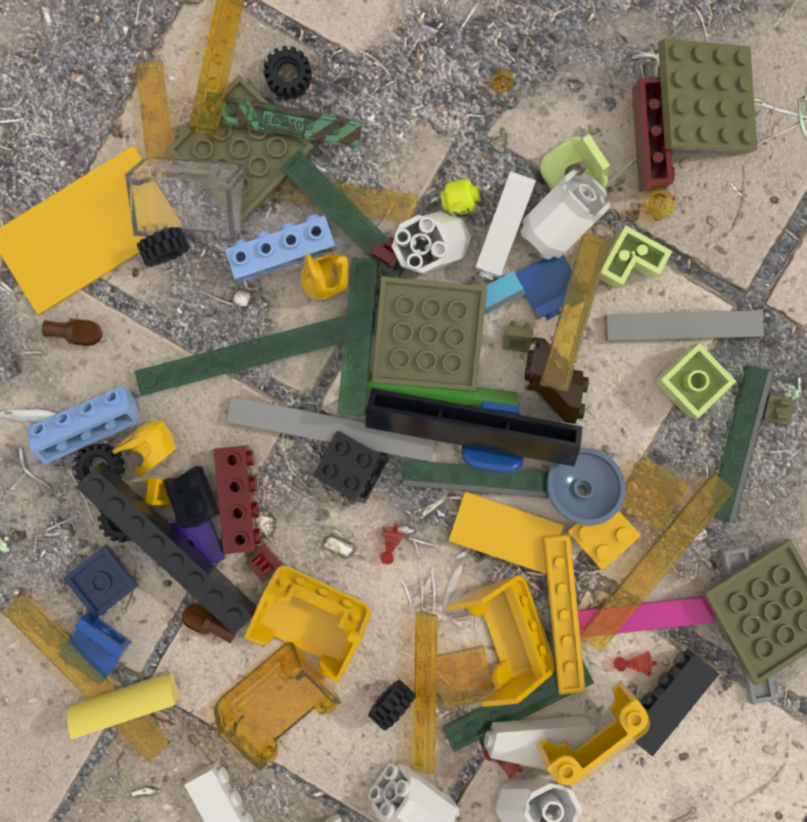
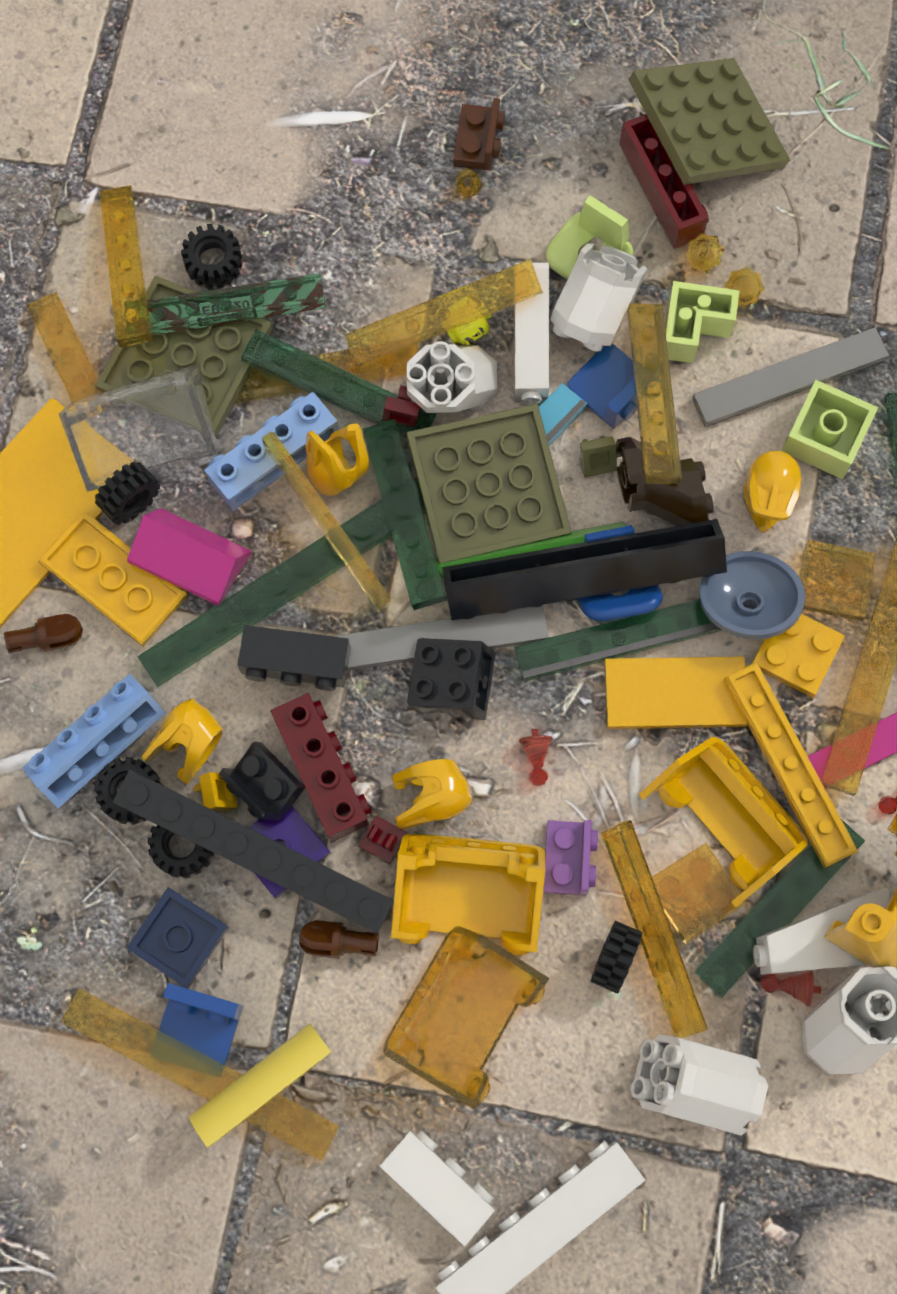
camera: 15 degrees left, 15 degrees down
(135, 304) = (97, 569): none -> yellow tile
(194, 307) = (187, 555): none -> dark pink slope
(242, 416) = (294, 657): none -> black brick
(299, 323) = (326, 521): none -> clear yellow tile
(315, 549) = (443, 792): none -> yellow helmet
(386, 621) = (568, 857): none -> medium lavender bracket
(444, 190) = (444, 313): none -> clear yellow tile
(525, 41) = (477, 136): none -> reddish brown bracket
(634, 412) = (772, 488): none -> yellow helmet
(679, 242) = (748, 283): none -> clear yellow piece

